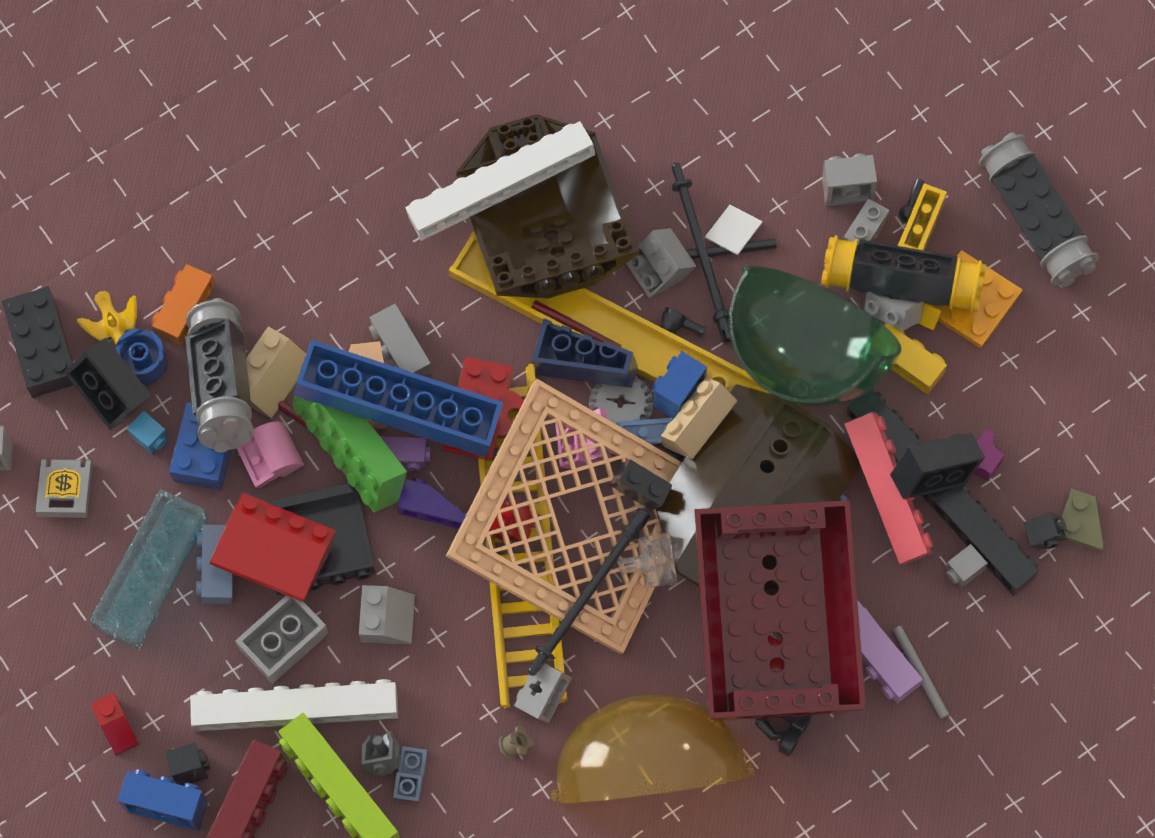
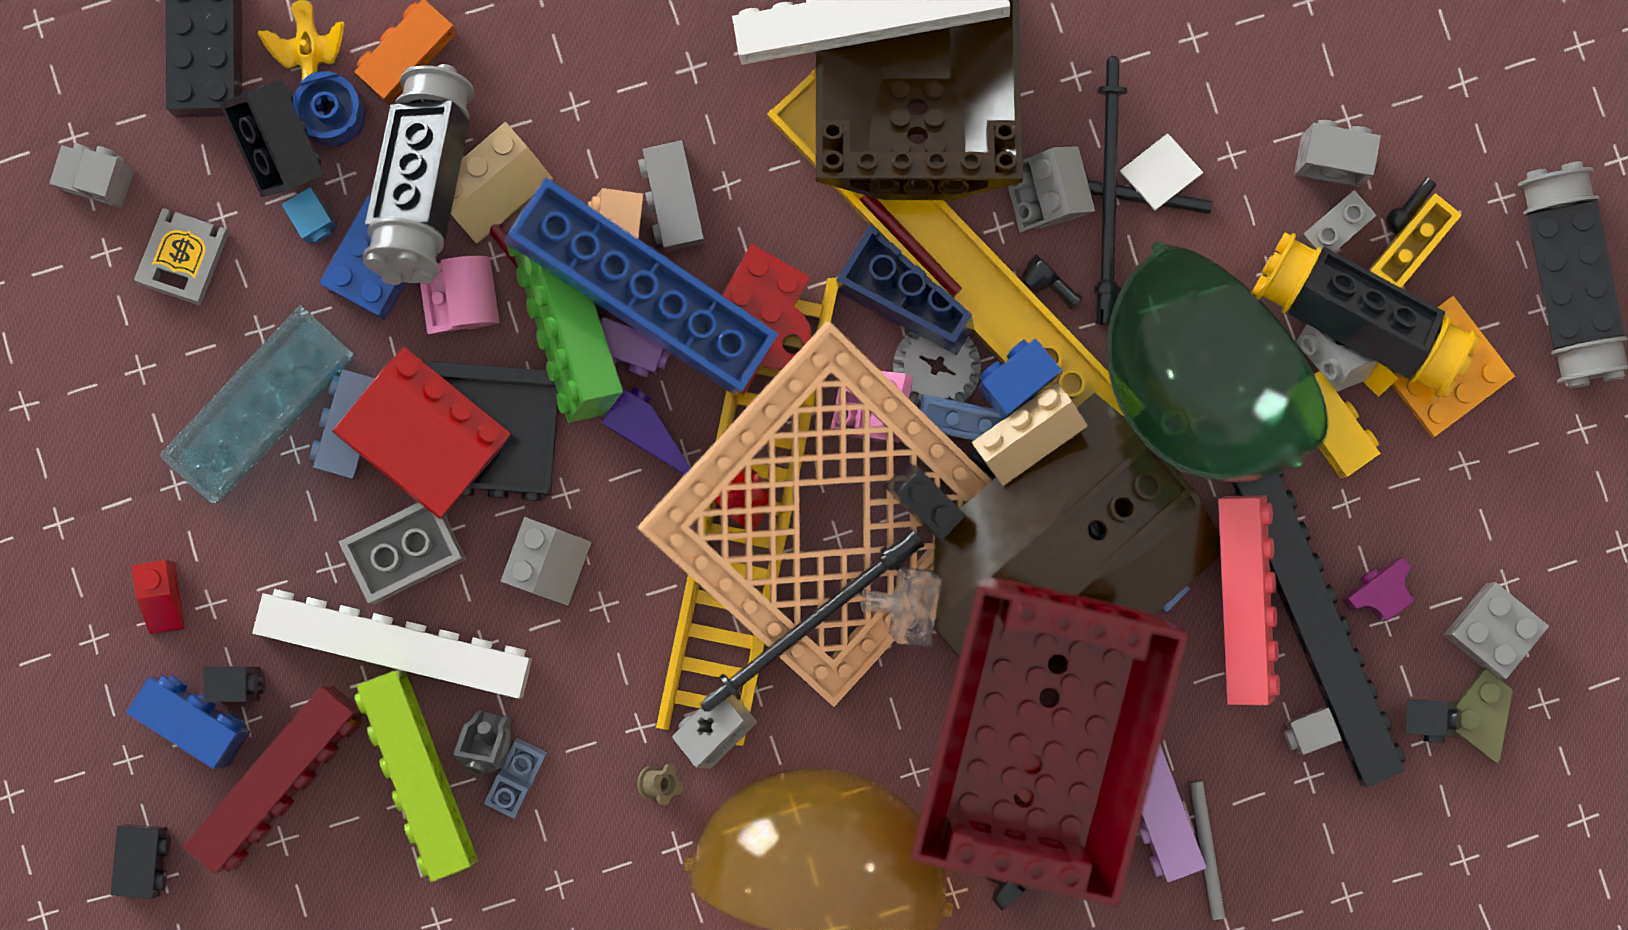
camera: 15 degrees right, 15 degrees up
(937, 465) = (1320, 599): black brick -> none
(1068, 459) = (1496, 630): none -> light grey brick

